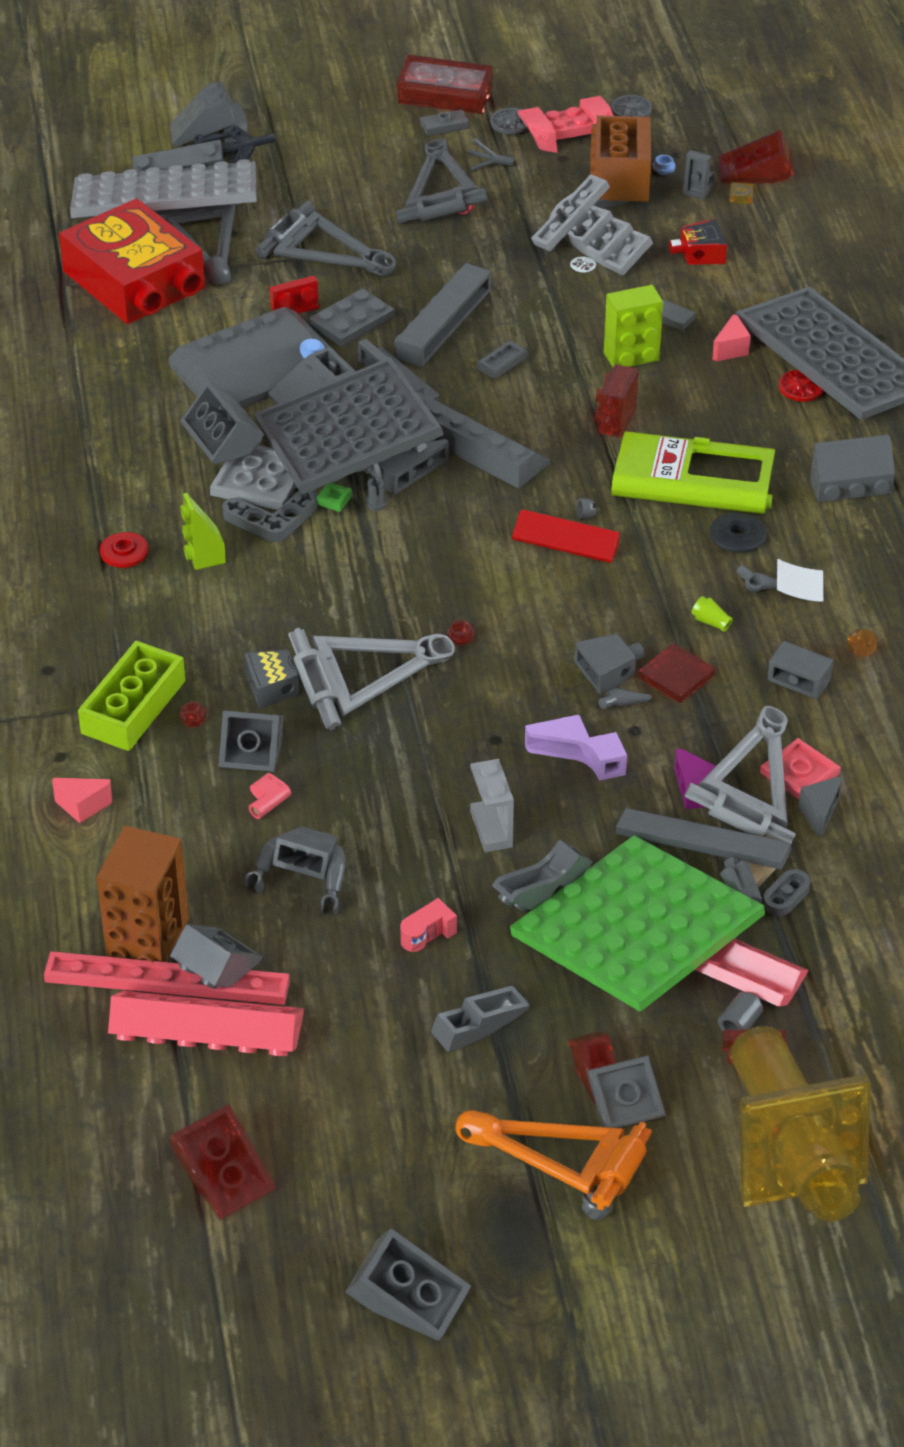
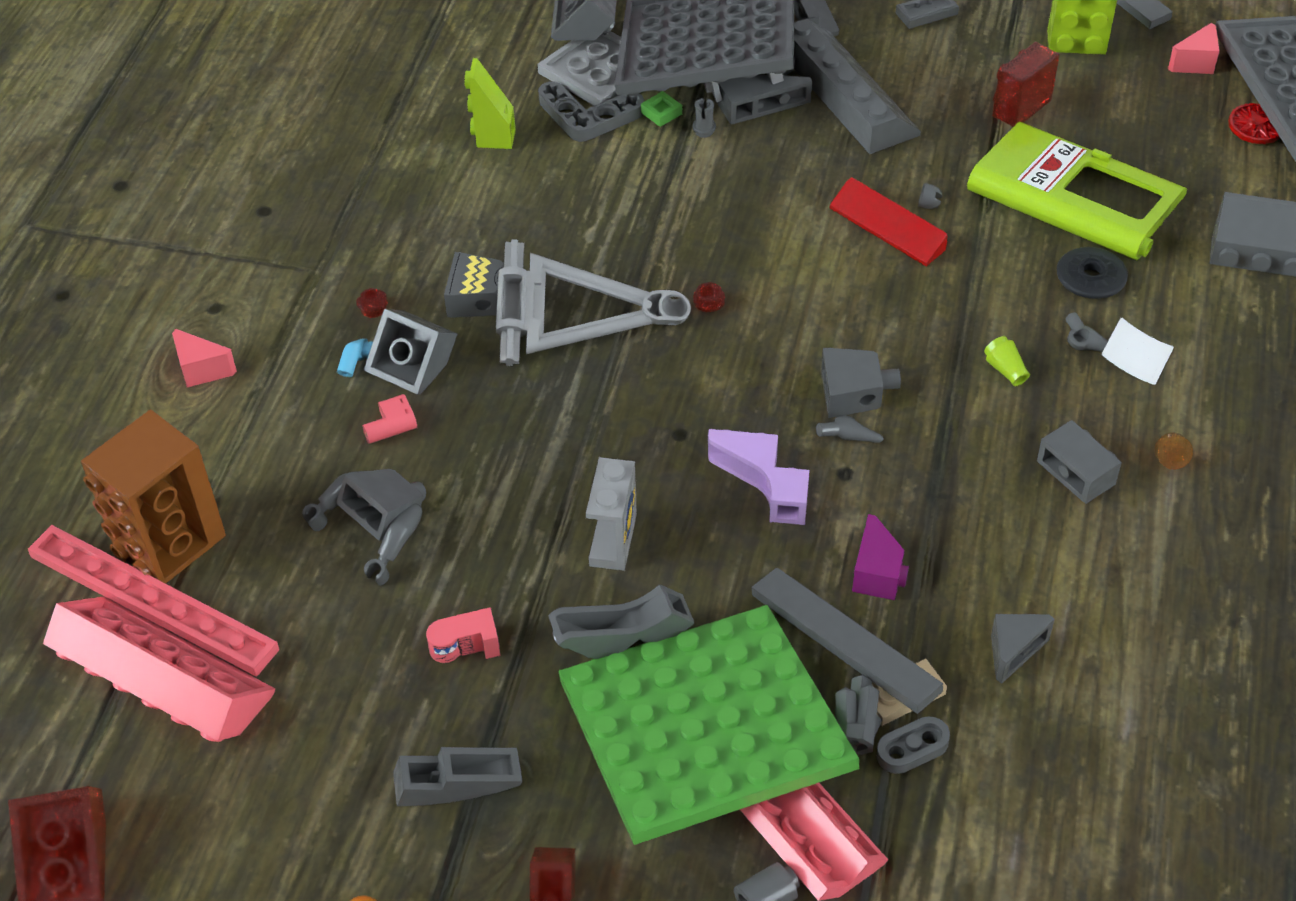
camera: 25 degrees right, 5 degrees up
(124, 549) = (416, 106): red wheel -> none
(132, 695) = (315, 263): lime brick -> none
(204, 757) = (351, 354): none -> medium azure arm
(213, 955) = (203, 591): slope -> none
(676, 672) = (930, 419): clear red tile -> none
(738, 807) = (910, 617): light grey piece -> none
(803, 767) = (1017, 585): coral tile -> none

